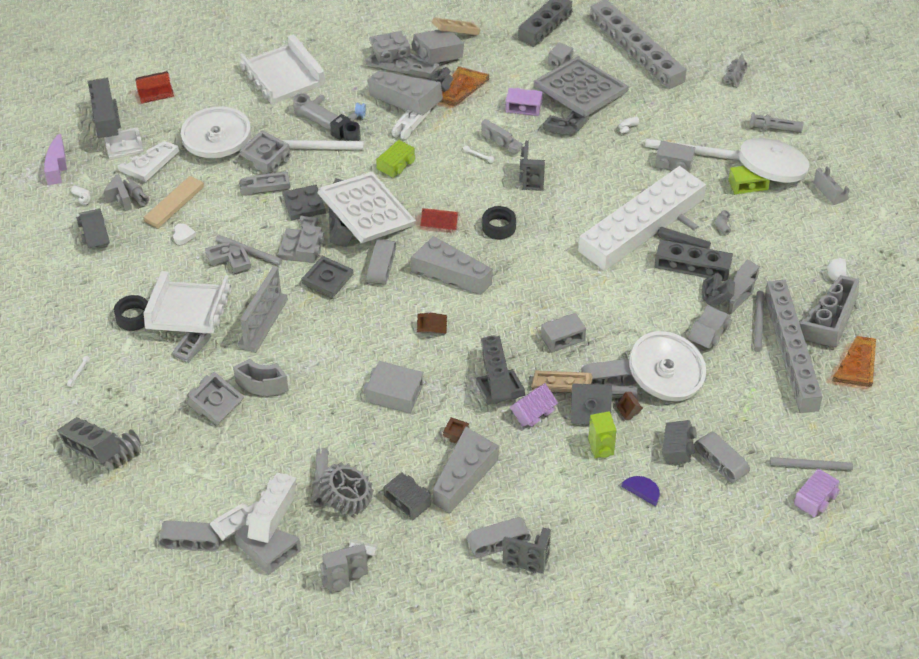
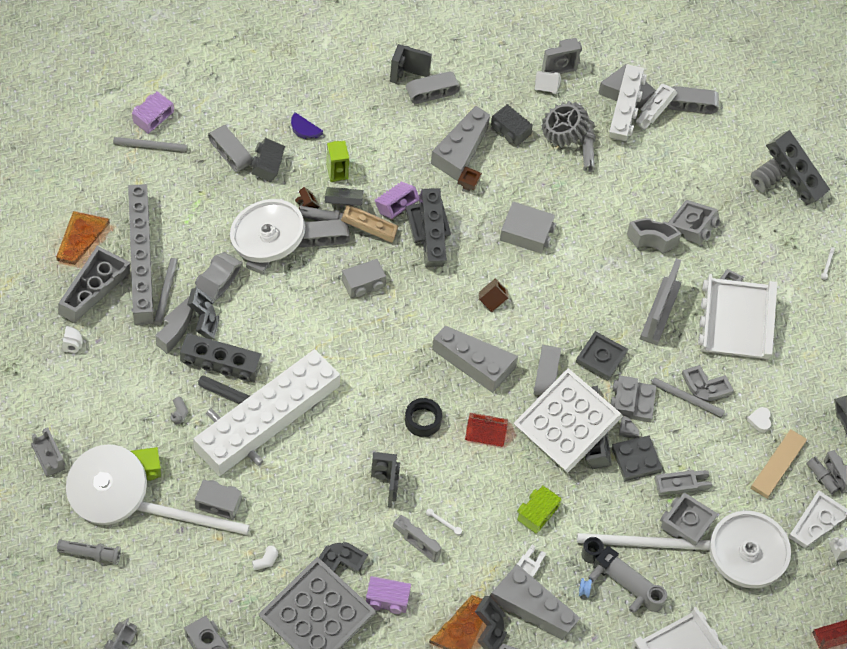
camera: 175 degrees right, 10 degrees up
(126, 303) = (796, 308): black tyre -> none

